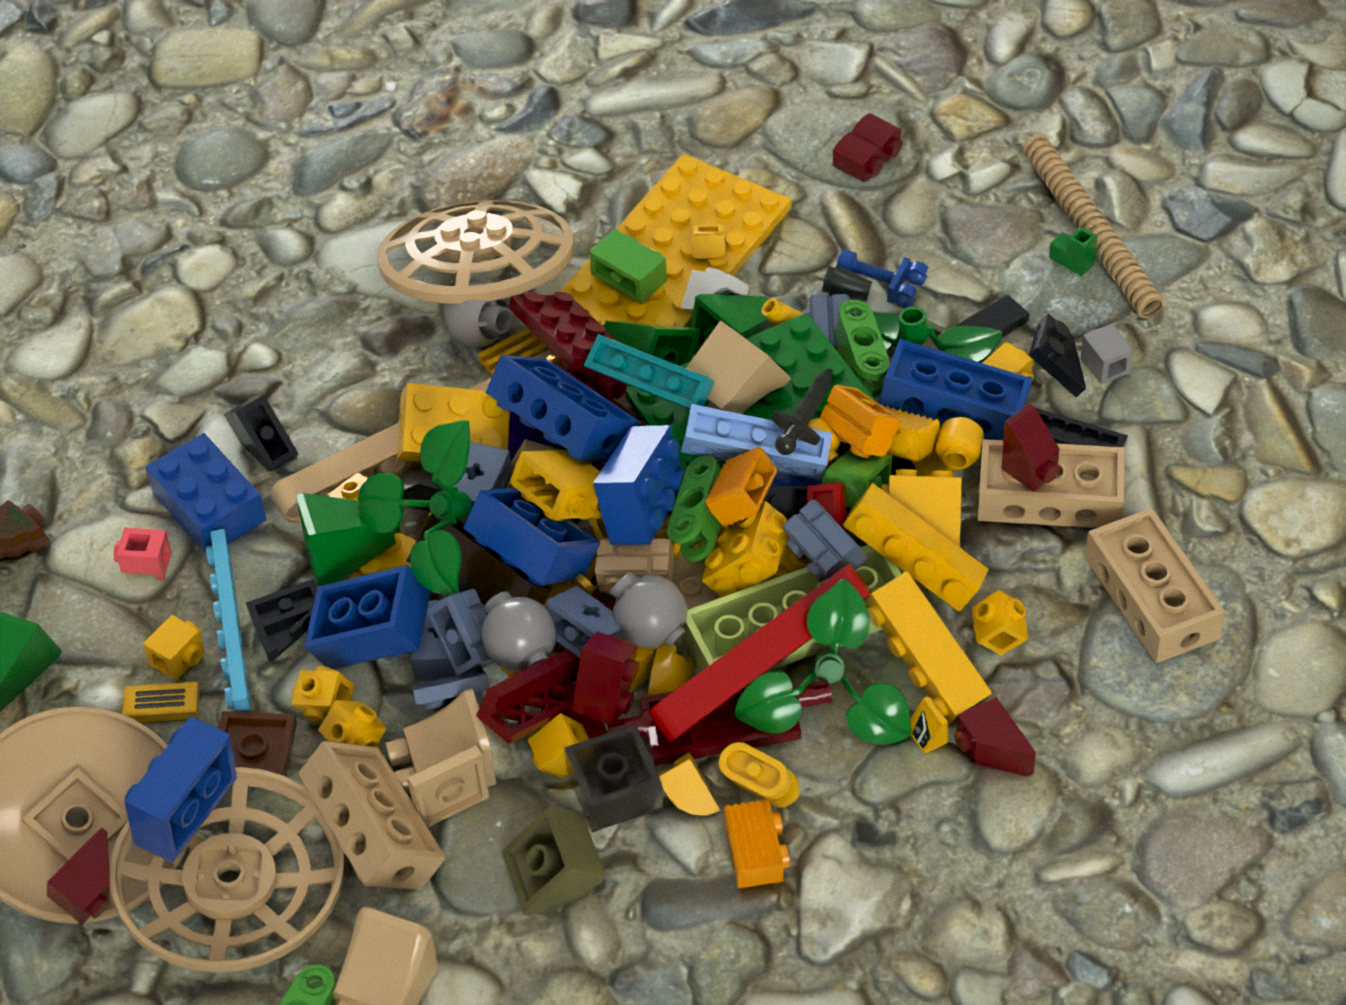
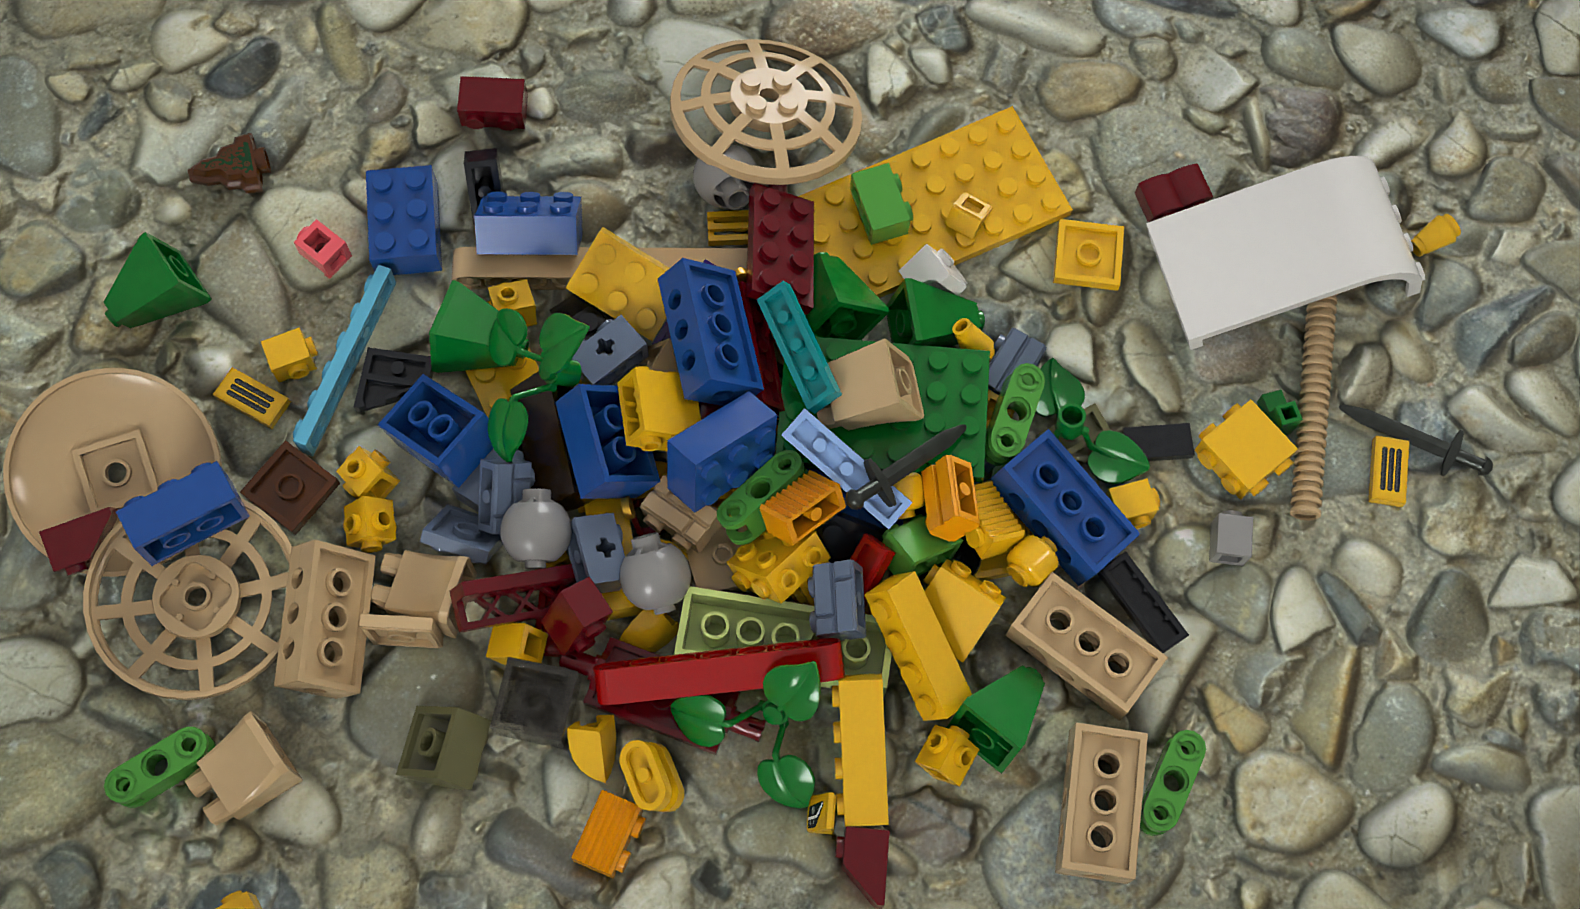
camera: 25 degrees right, 20 degrees up
(219, 369) = (492, 102): none -> dark red brick
(328, 430) = (529, 224): none -> blue brick
(830, 222) = (1088, 254): none -> yellow plate
(843, 281) = (1057, 327): pearl dark grey cone -> none
(898, 291) = (1101, 369): blue bar -> none
(979, 134) = (1282, 246): none -> white panel
(1025, 569) = (1001, 715): none -> green slope
(1029, 449) = (1074, 620): dark red slope -> none
(1057, 354) = (1186, 513): black wing -> none
(1068, 285) = (1245, 450): none -> yellow brick
(1098, 71) = (1436, 234): none -> yellow cone
(1192, 247) = (1388, 471): none -> yellow tile
(1199, 538) = (1180, 766): none -> bright green piece
(1227, 210) = (1449, 451): none -> pearl dark grey sword

